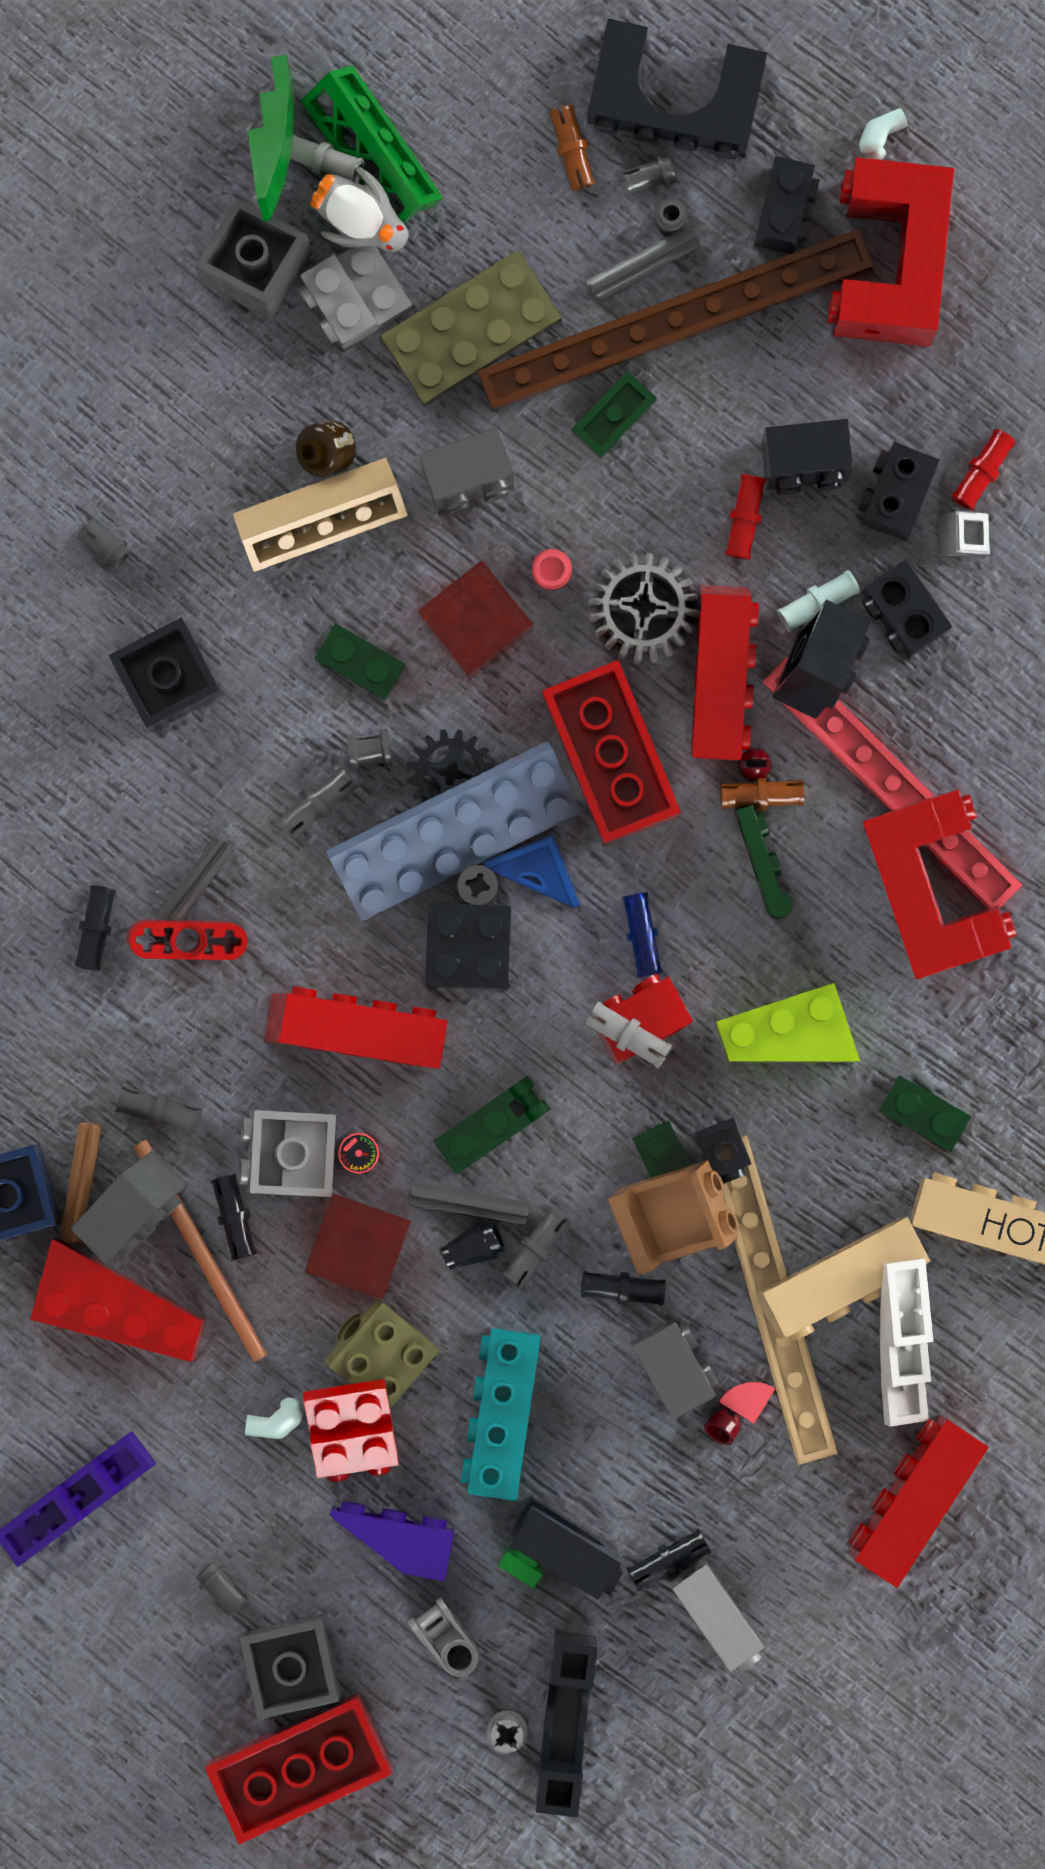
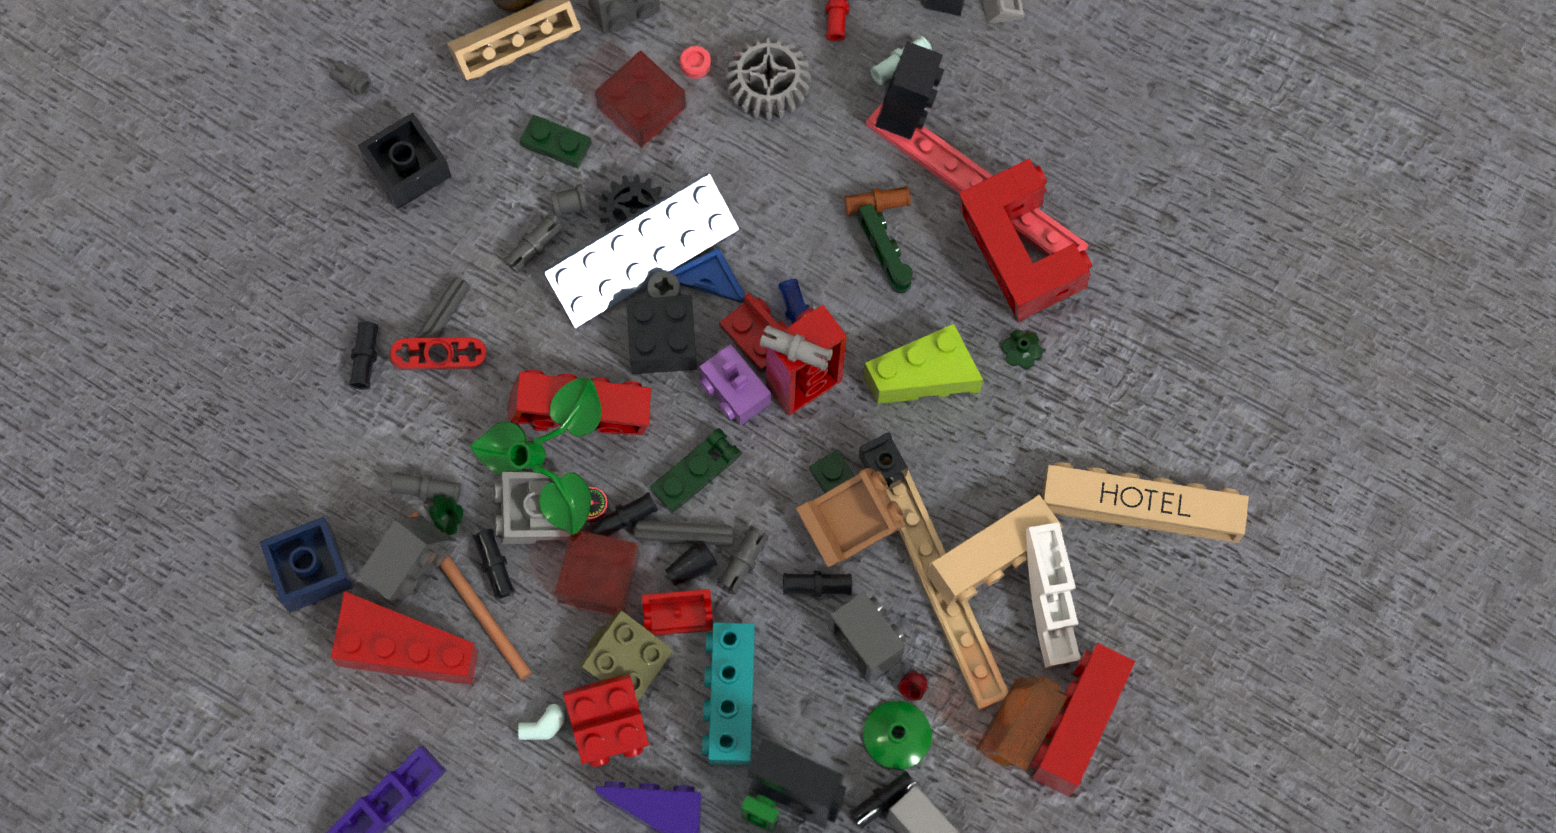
camera: 10 degrees left, 15 degrees down
(80, 1179) = (366, 545): medium nougat axle -> none
(181, 1148) = (446, 514): none -> dark green plant
(258, 1073) = (506, 449): none -> green plant
(397, 1176) = (624, 516): none -> black pin
(450, 1305) = (678, 612): none -> red hinge
(551, 1023) = (734, 385): none -> medium lavender brick
(586, 955) = (747, 326): none -> red bracket
(611, 753) = (756, 180): red brick -> none
(689, 1460) = (893, 752): none -> green dish
(722, 672) = (835, 112): red wedge -> none
(748, 1399) = (930, 661): coral tile -> none
(753, 773) = (868, 184): dark red hinge -> none
(844, 1496) = (1022, 722): none -> clear orange brick
(909, 1020) = (1022, 355): none -> dark green plant
(916, 604) = (974, 54): black brick -> none
(924, 1113) = (1039, 423): dark green plate -> none

